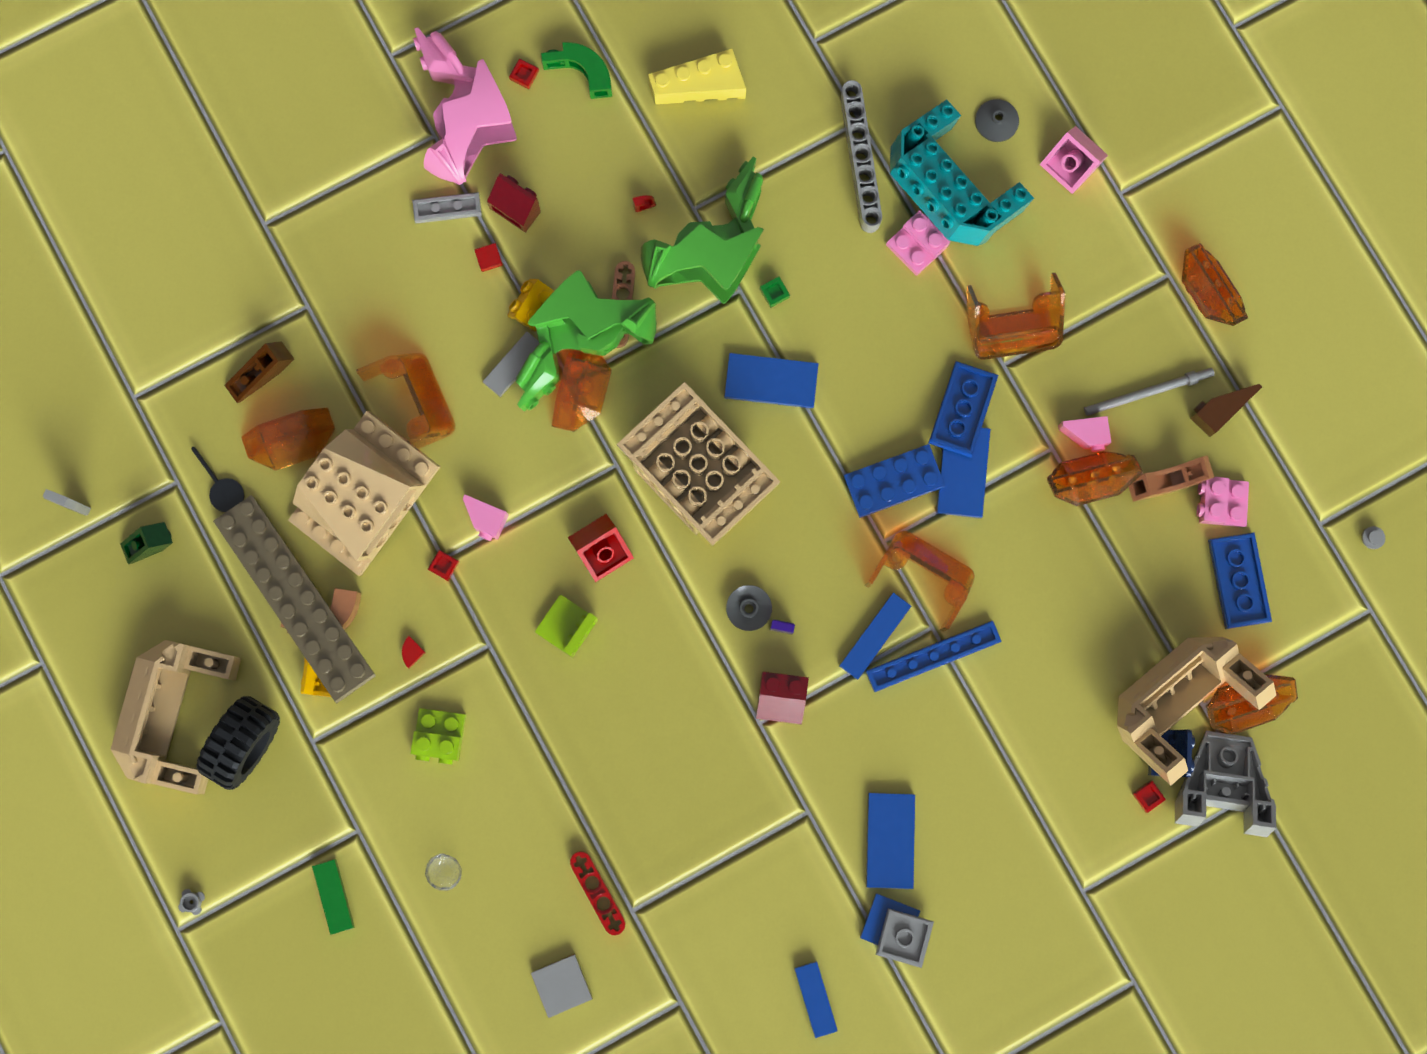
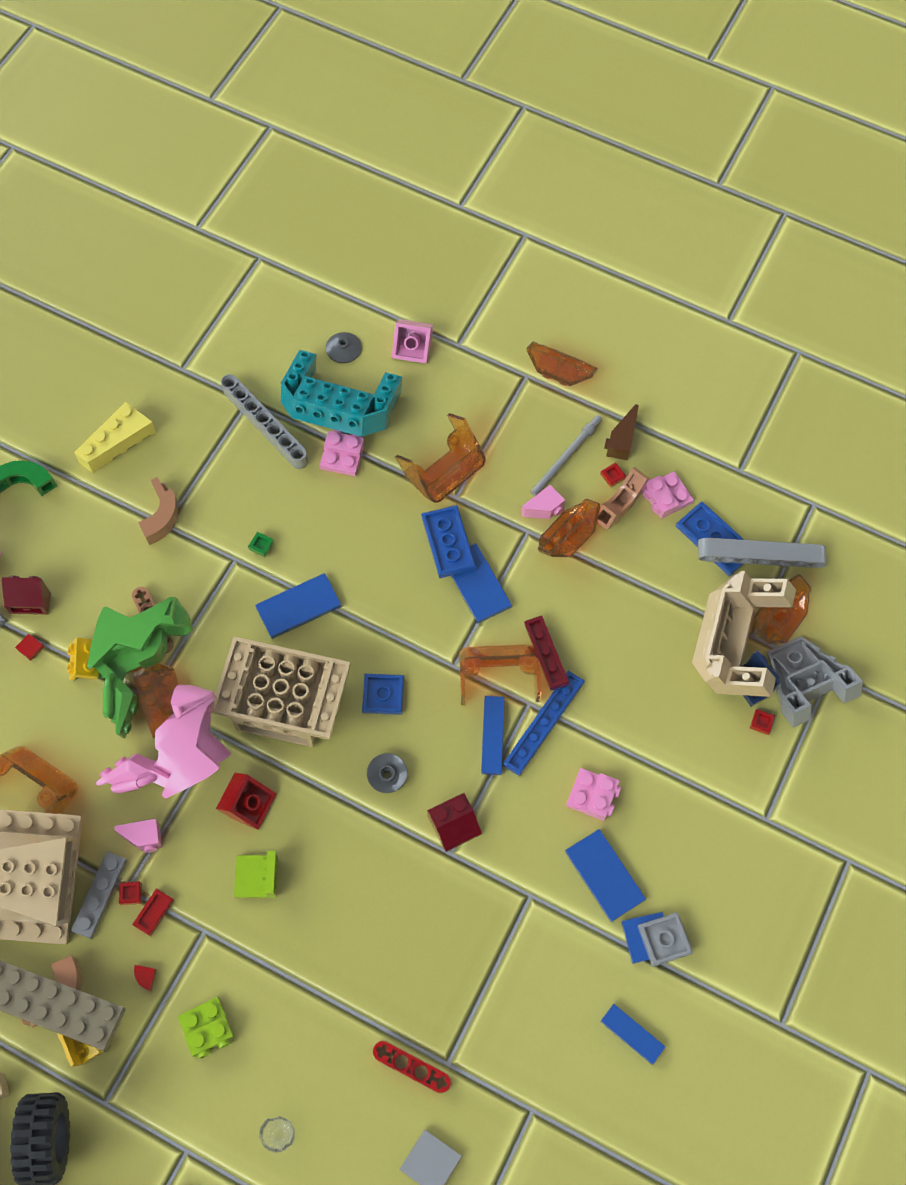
camera: 30 degrees left, 15 degrees down
(414, 548) = (99, 895): none -> light grey plate
(453, 597) = (153, 912): none -> red tile
(508, 368) = (93, 715): light grey tile -> none
(571, 462) = (184, 745): none -> bright pink piece
(643, 202) = (124, 541): red tile -> none
(696, 203) = (164, 519): none -> nougat arch
(711, 253) = (194, 545): bright green piece -> none
(781, 626) = (420, 771): dark purple tile -> none
(796, 525) = (383, 694): none -> blue tile
(894, 481) = (432, 619): blue plate -> none
(933, 758) = (593, 794): none -> bright pink plate
(982, 589) = (546, 653): none -> dark red plate
(1182, 443) = (613, 474): none -> red tile
(1275, 629) = (762, 552): none -> light grey beam
(1373, 537) = (780, 457): light grey plate -> none

